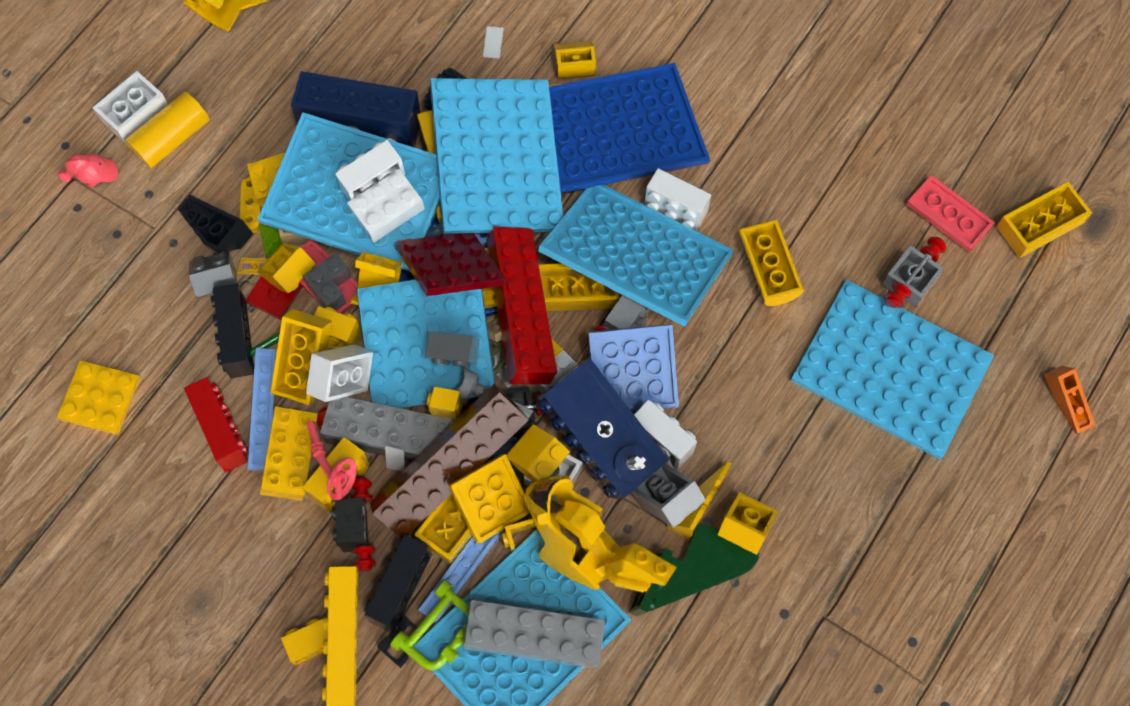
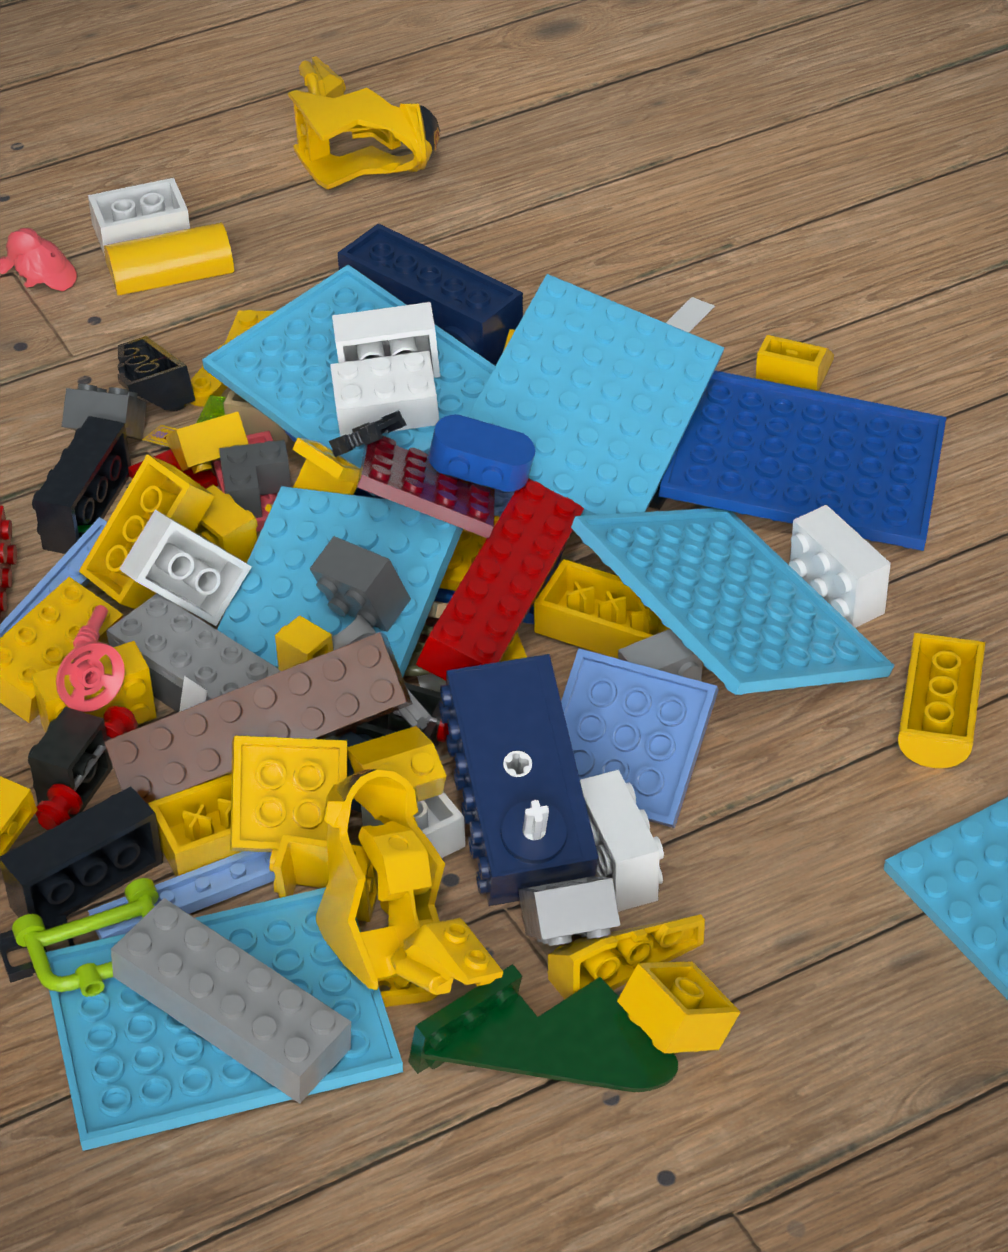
camera: 30 degrees right, 25 degrees down
(394, 238) = (367, 433): none -> black piece
(469, 229) = (481, 453): none -> blue brick

